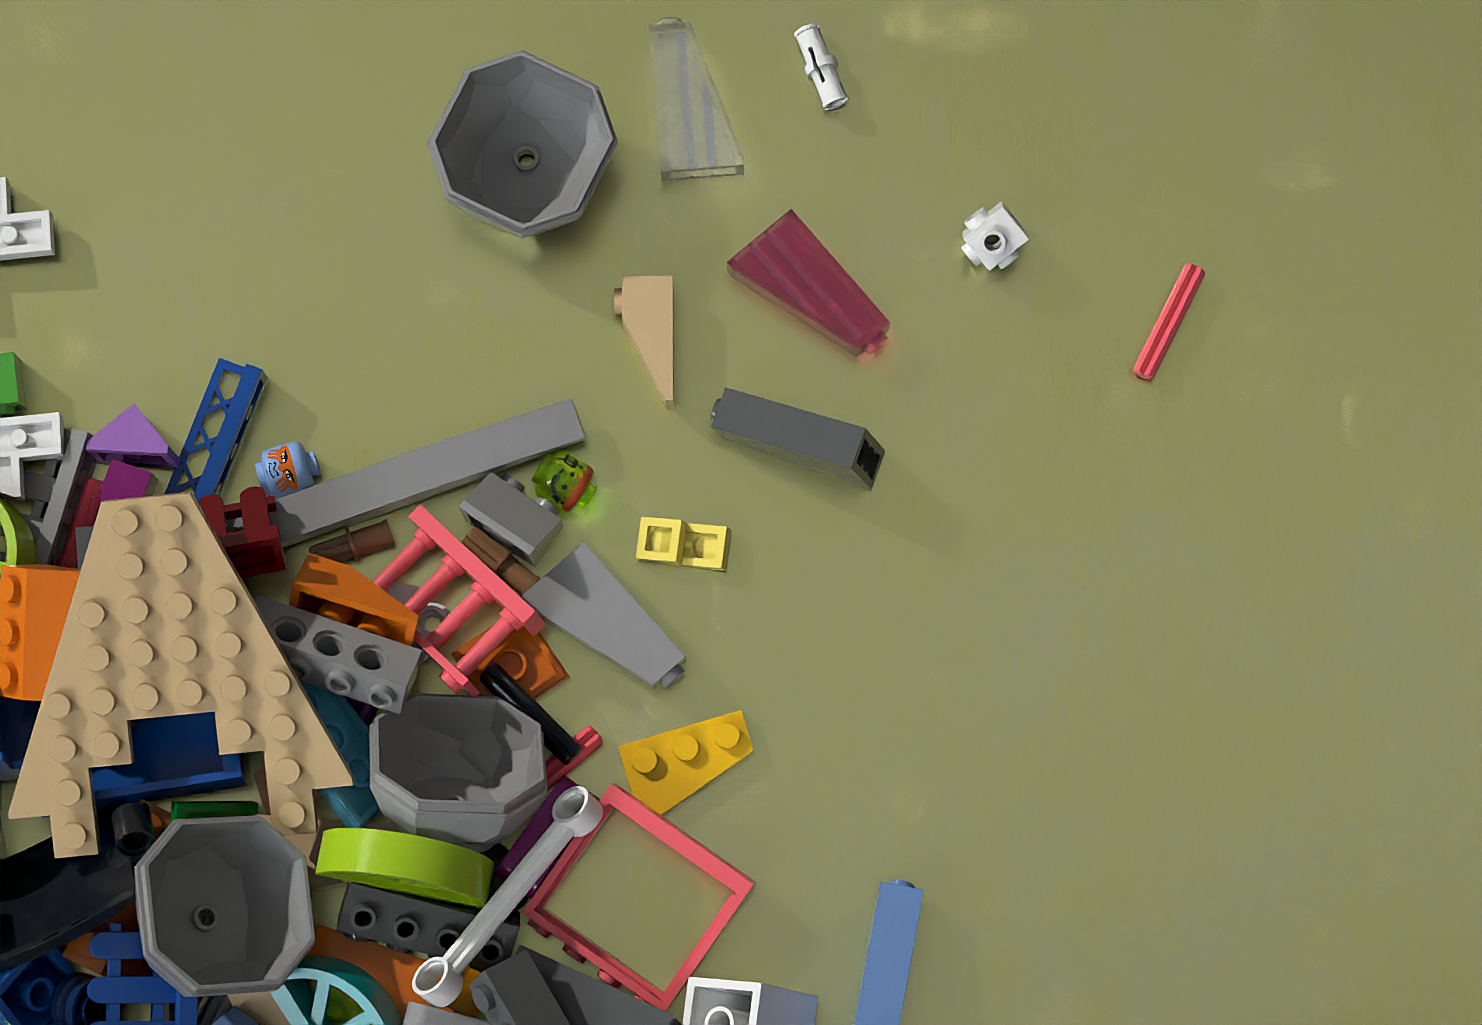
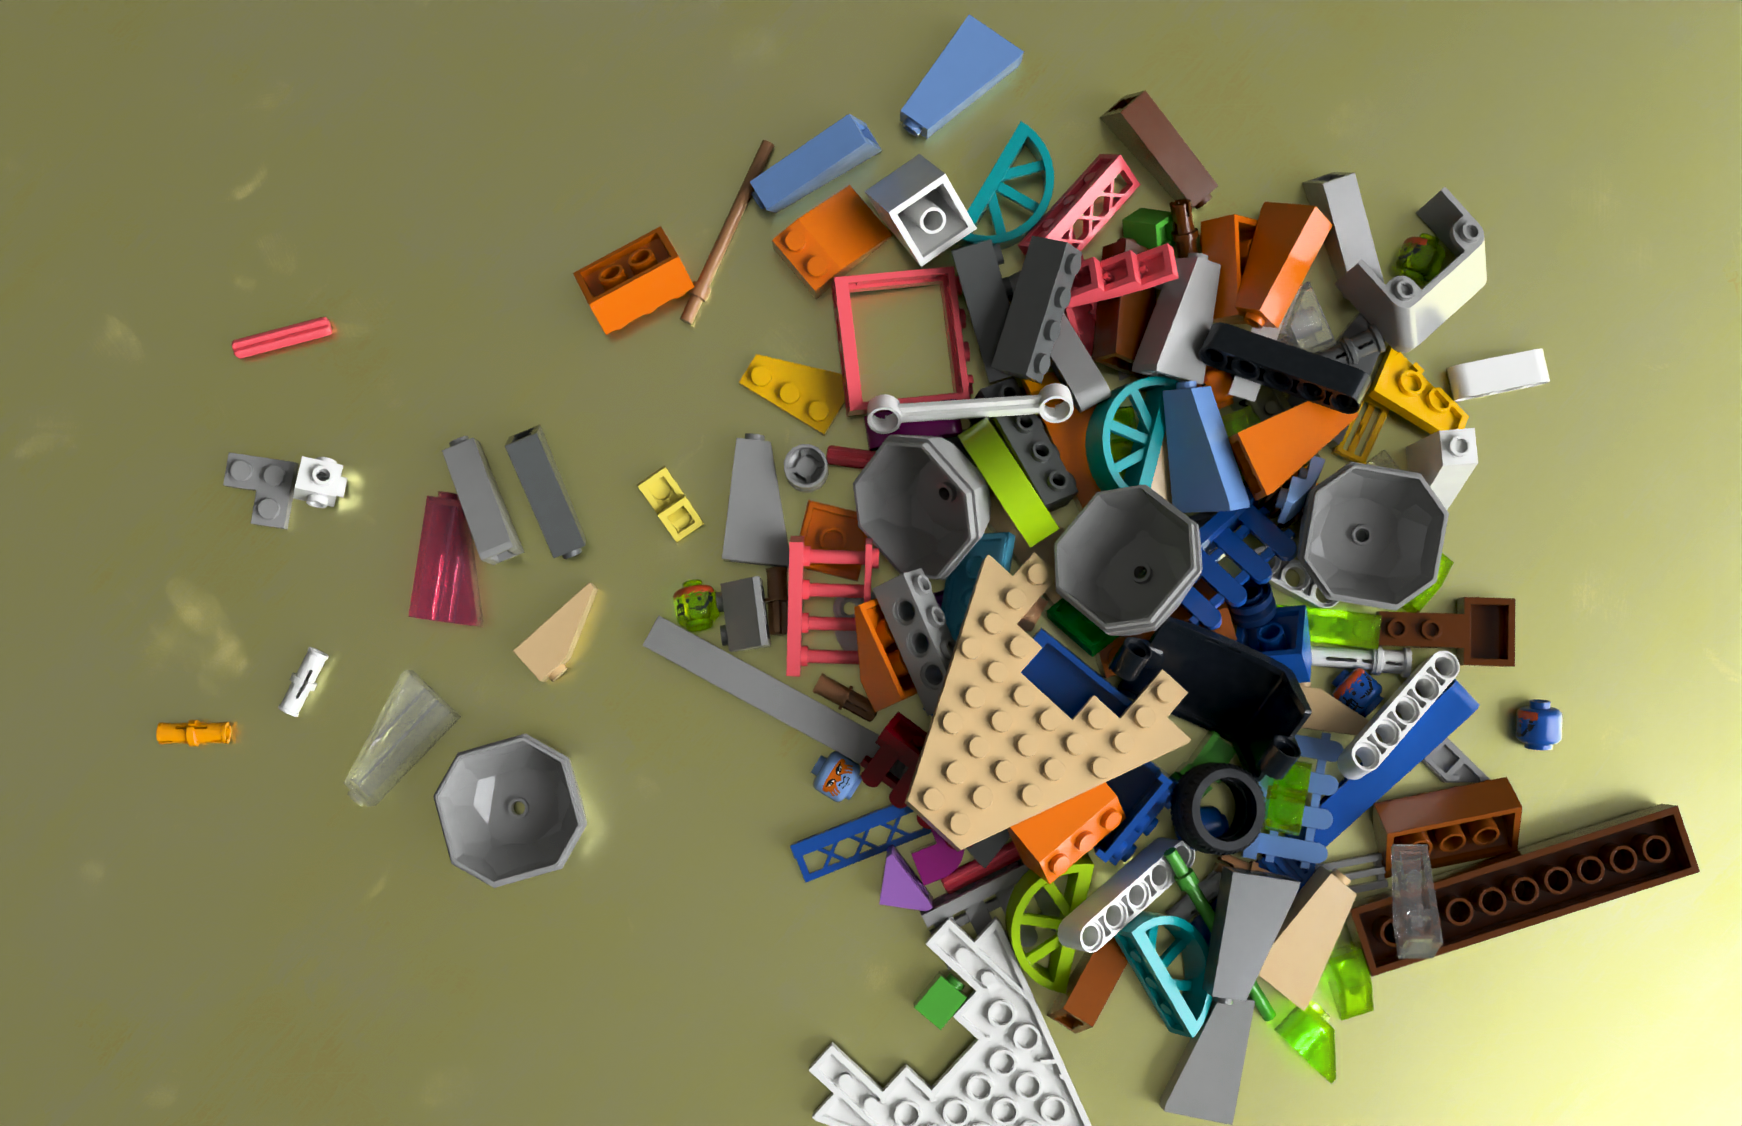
camera: 135 degrees left, 5 degrees up
(506, 688) = (848, 518): black axle -> none
(598, 697) = (806, 468): none -> light grey wheel
(799, 922) = (830, 240): none -> orange slope
(840, 368) = (482, 501): none -> light grey slope
(863, 753) = (701, 287): none -> medium nougat bar
(929, 696) = (633, 280): none -> orange slope
(1037, 196) = (273, 483): none -> light grey plate

